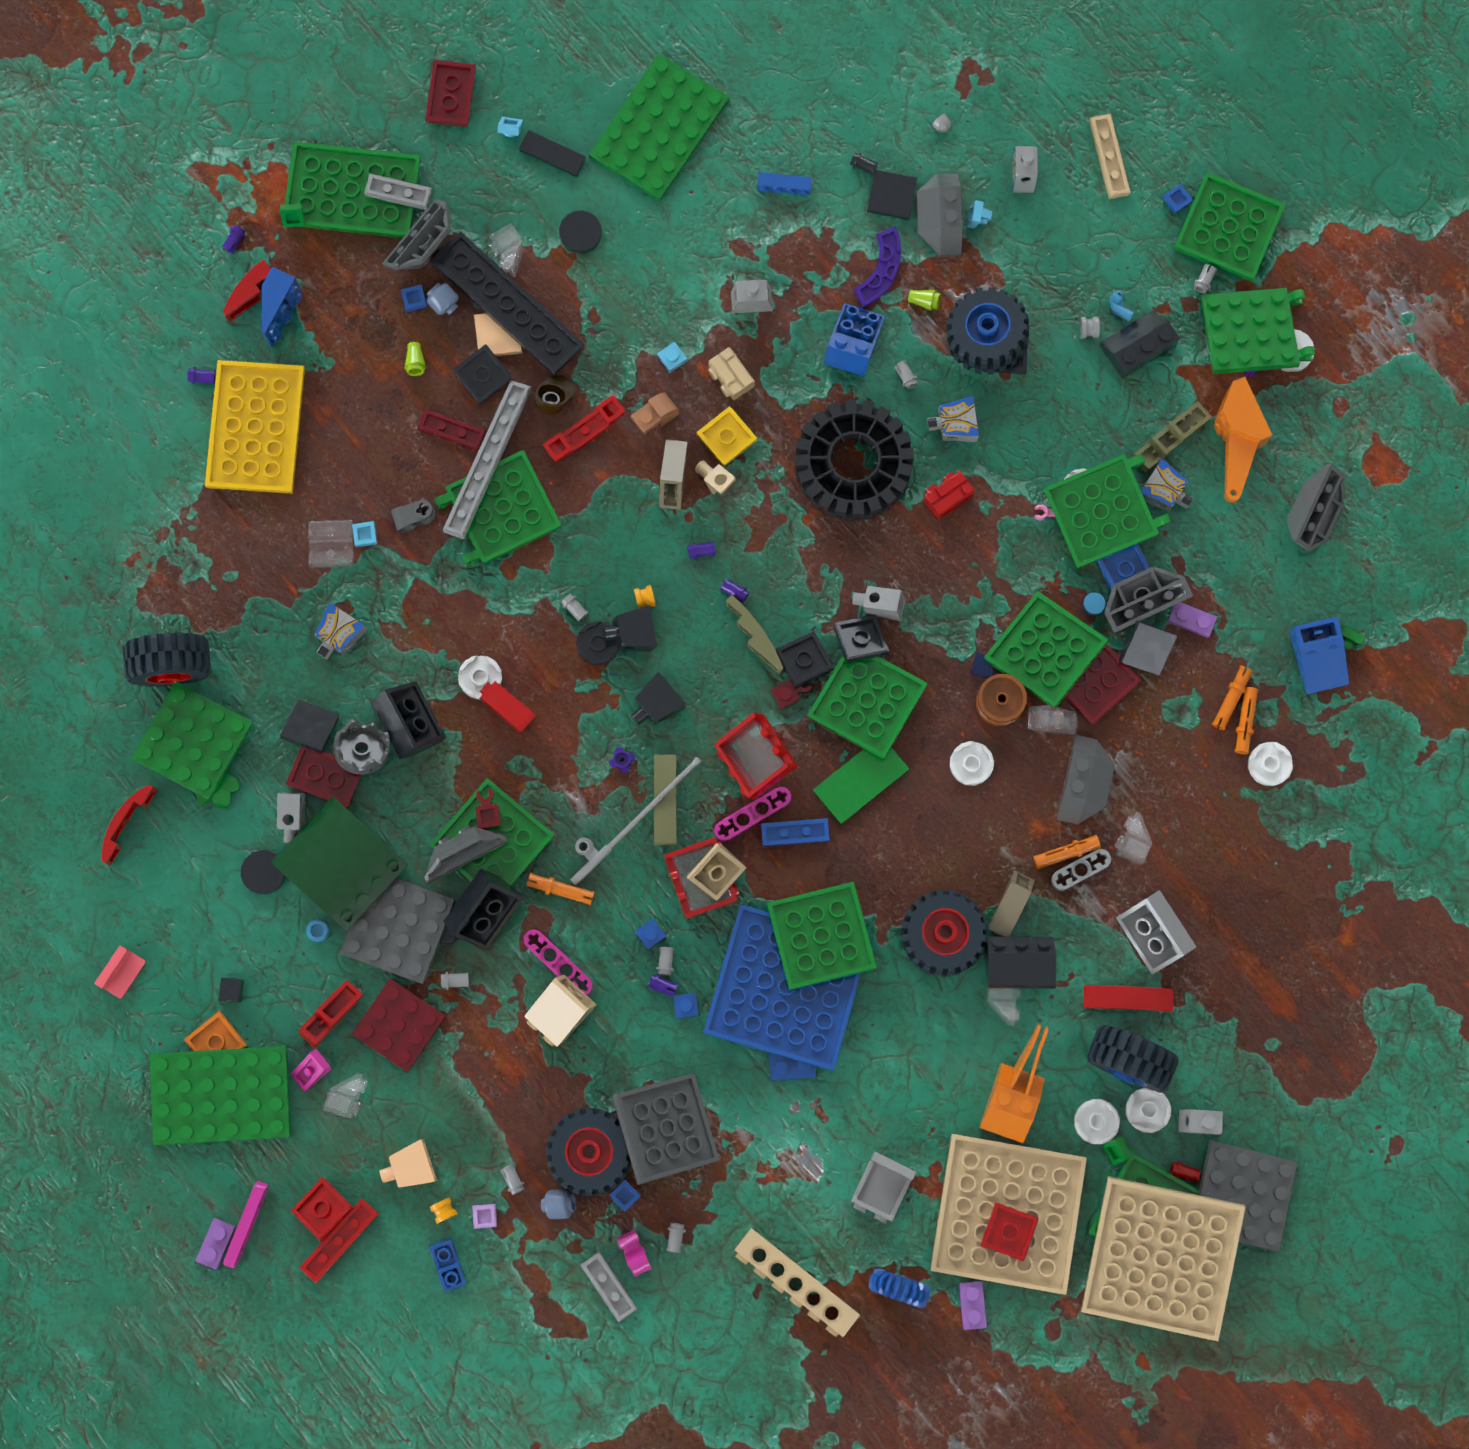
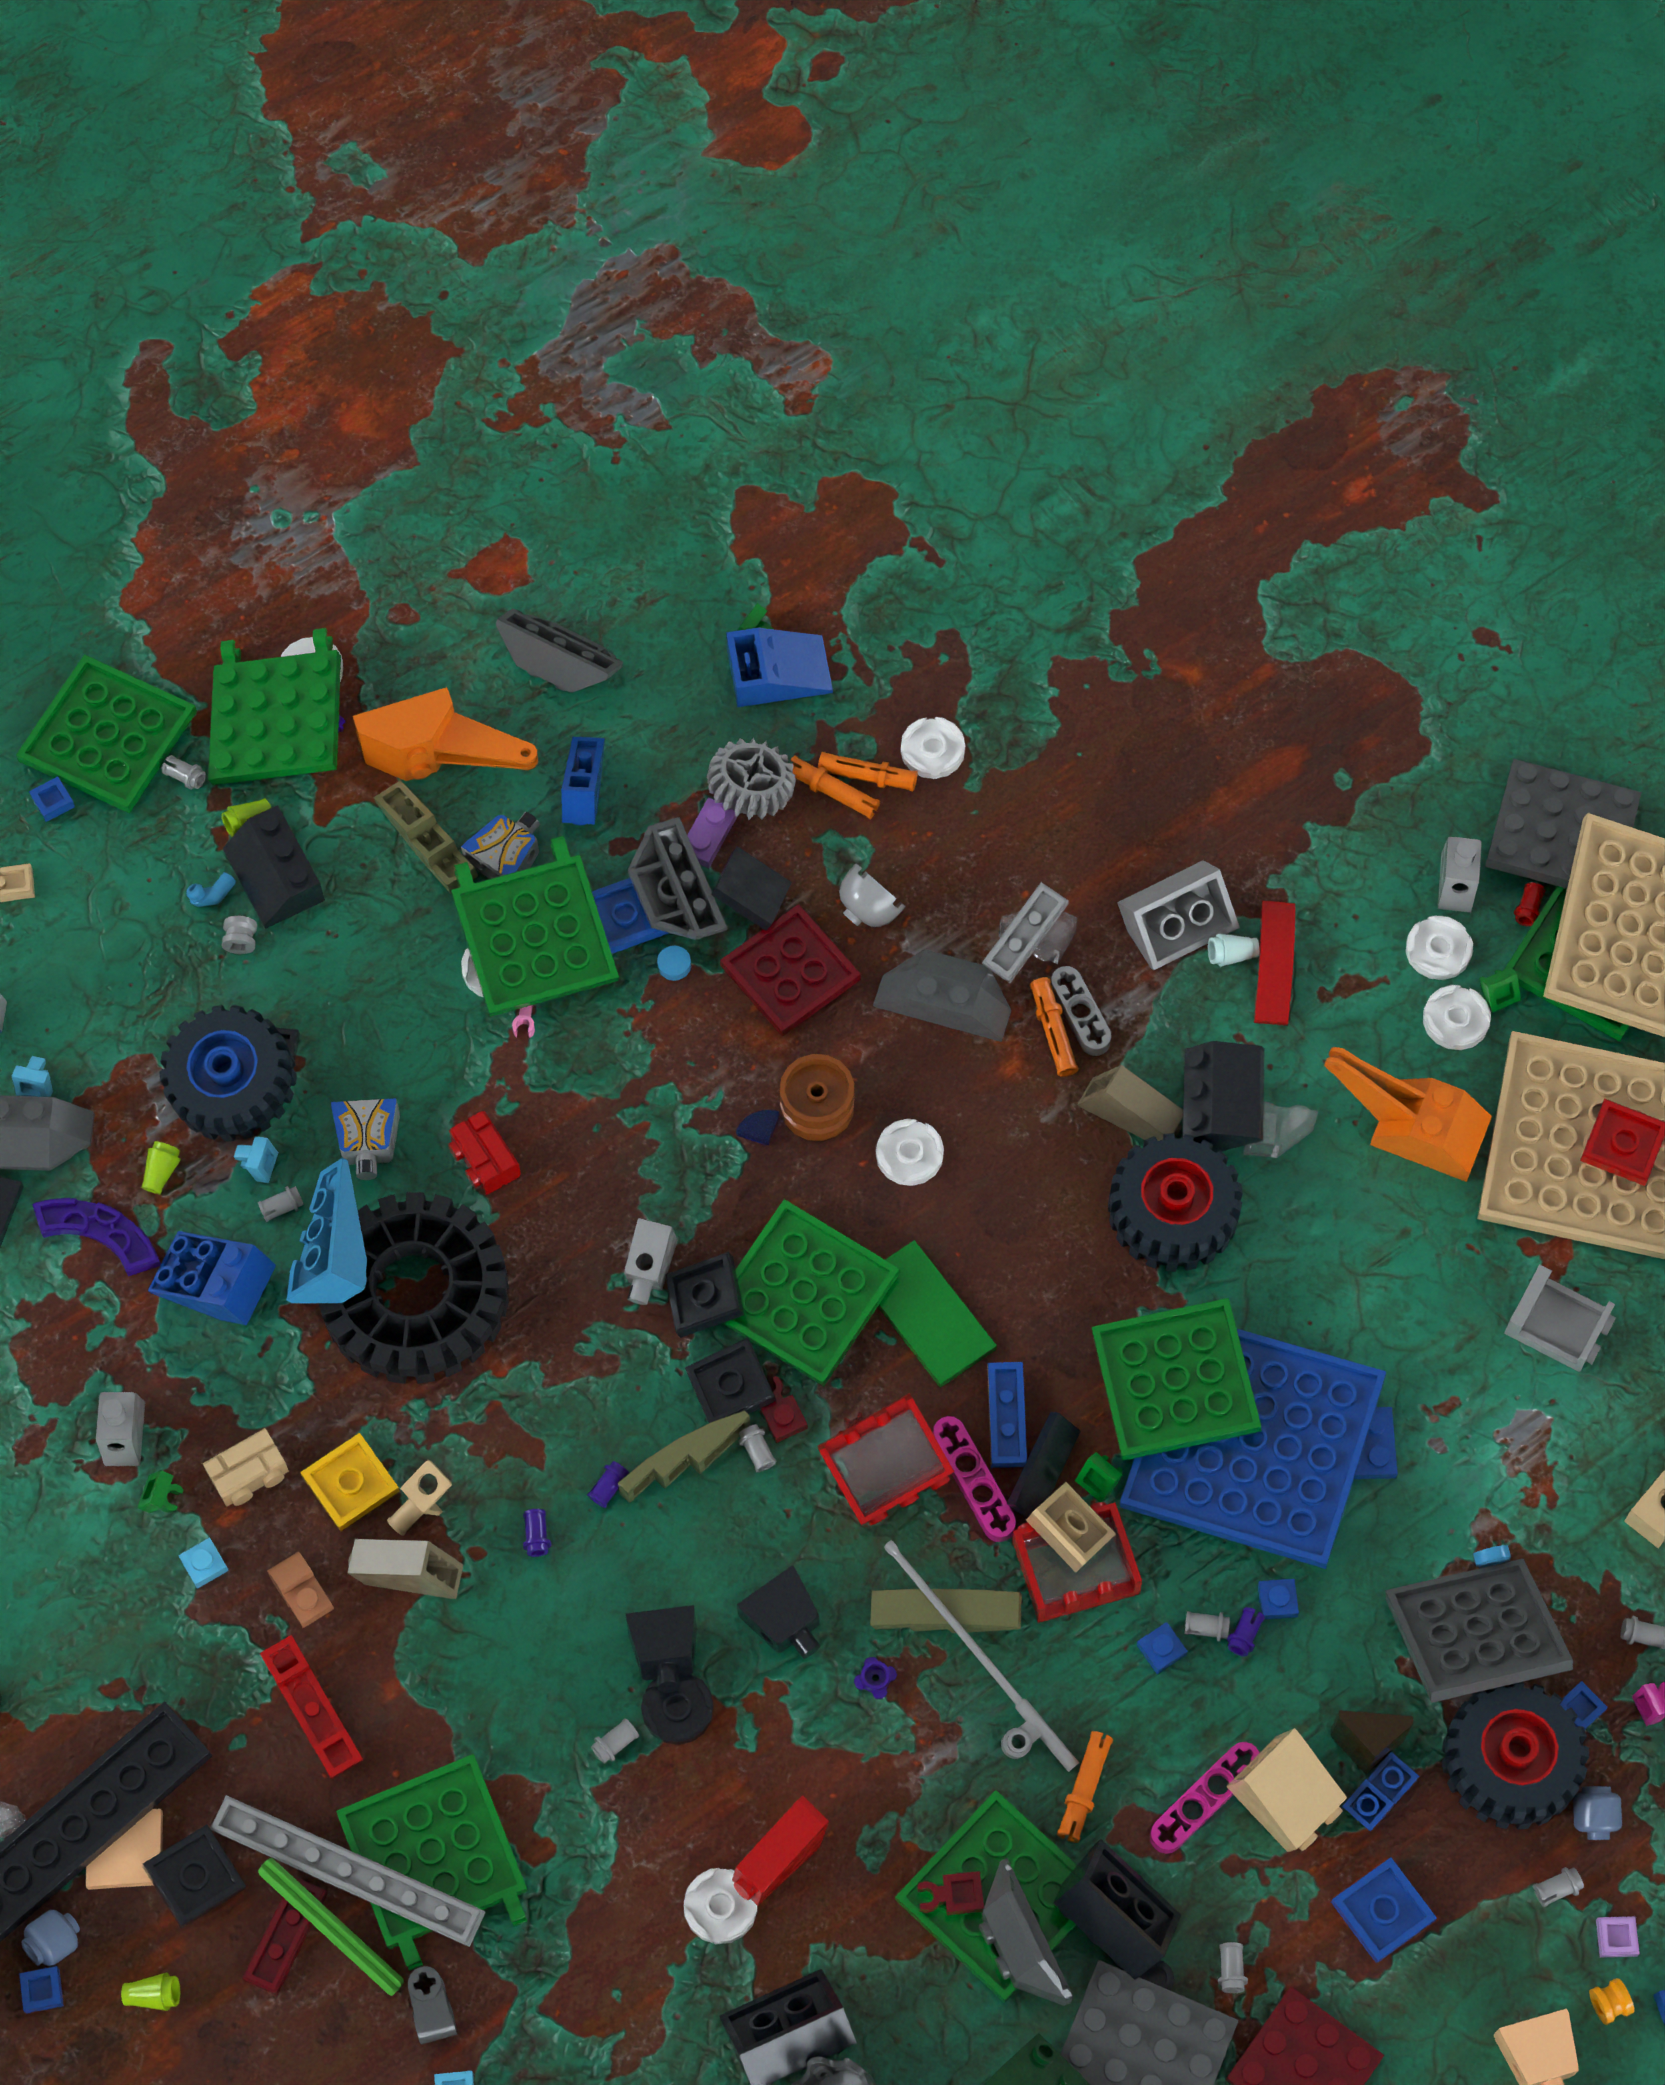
camera: 85 degrees left, 15 degrees down
(455, 454) = (331, 1926): none -> bright green axle
(493, 1071) = (1383, 1910): none -> blue plate
(554, 394) = (245, 1754): dark brown cap -> none
(567, 1070) = (1381, 1791): none -> blue slope
(595, 1061) = (1369, 1736): none -> dark brown slope
(644, 597) = (608, 1625): light orange wheel -> none
(712, 323) = (156, 1491): none -> green tile
(719, 1140) = (1492, 1556): none -> dark azure tile
(756, 891) = (1099, 1477): none -> green tile
(762, 856) = (1044, 1464): none -> black tile
(764, 679) = (757, 1447): none -> light grey pin
(862, 406) = (334, 1249): none -> dark azure wedge
(934, 358) = (258, 1158): none -> medium azure tile
(1046, 649) = (742, 1028): green plate -> none
(1052, 720) = (851, 1030): clear slope -> none
(1128, 828) = (1025, 932): none -> light grey tile
(1132, 1058) = (1372, 947): black wheel -> none
(1133, 968) = (1231, 949): none -> light aqua cone
(1148, 725) = (867, 900): none -> light grey cylinder
(1177, 321) = (238, 814): none -> lime cone
(1222, 533) = (582, 780): none -> blue slope
(1224, 659) = (768, 774): none -> light grey gear

